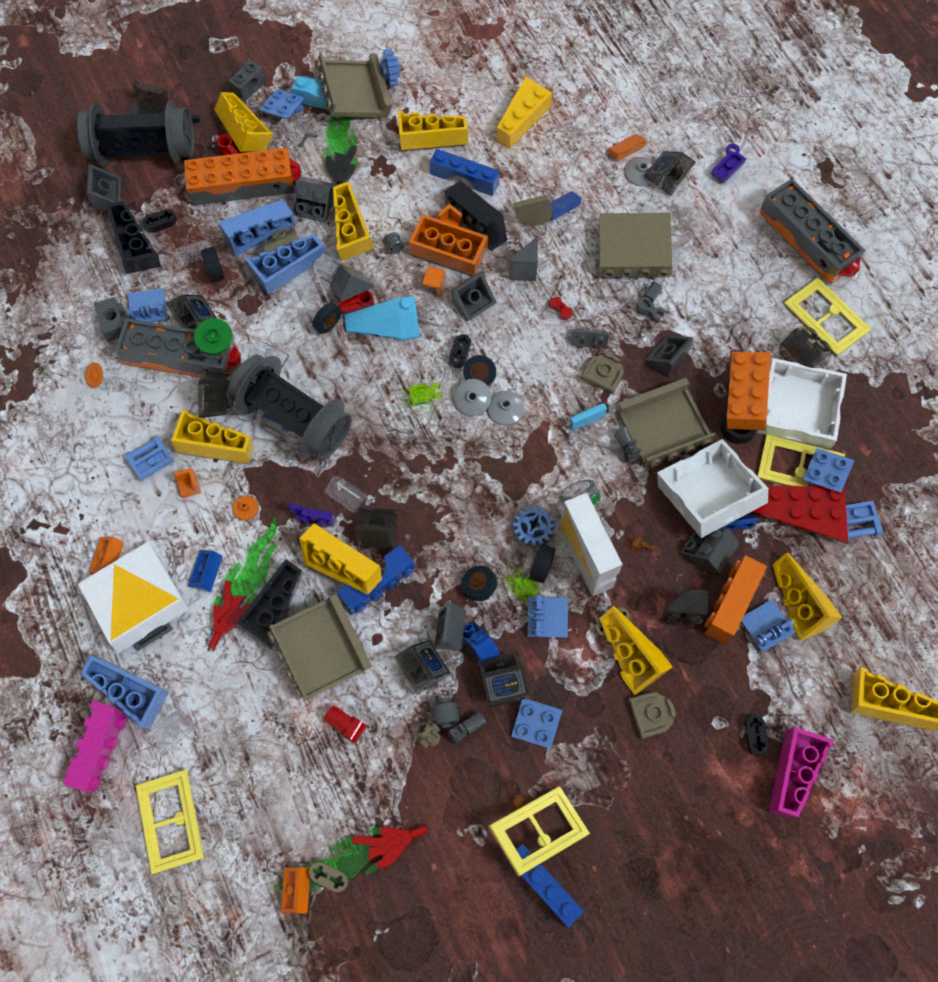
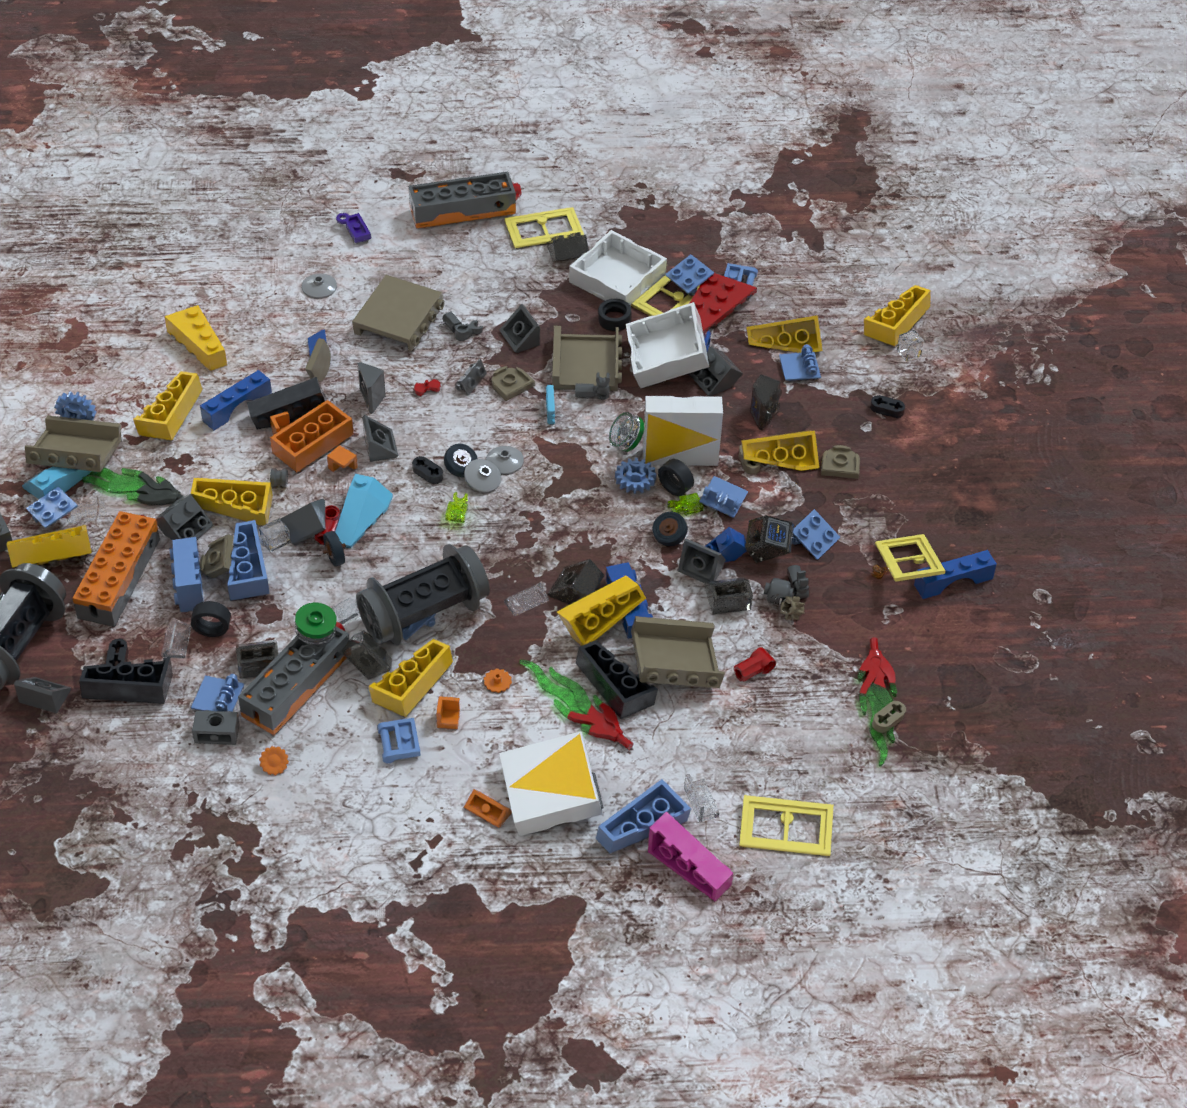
camera: 70 degrees left, 20 degrees down
(205, 570) = (543, 728): blue slope -> none
(226, 145) = (69, 571): red piece -> none
(295, 890) = (889, 747): orange slope -> none
(307, 515) = (534, 631): dark purple hinge -> none
(627, 147) = (286, 284): orange slope -> none
(670, 170) = (338, 262): clear smoke slope -> none
(734, 599) = (762, 357): orange brick -> none
(748, 390) = (593, 288): orange brick -> none
(797, 770) = (928, 389): dark pink wedge -> none

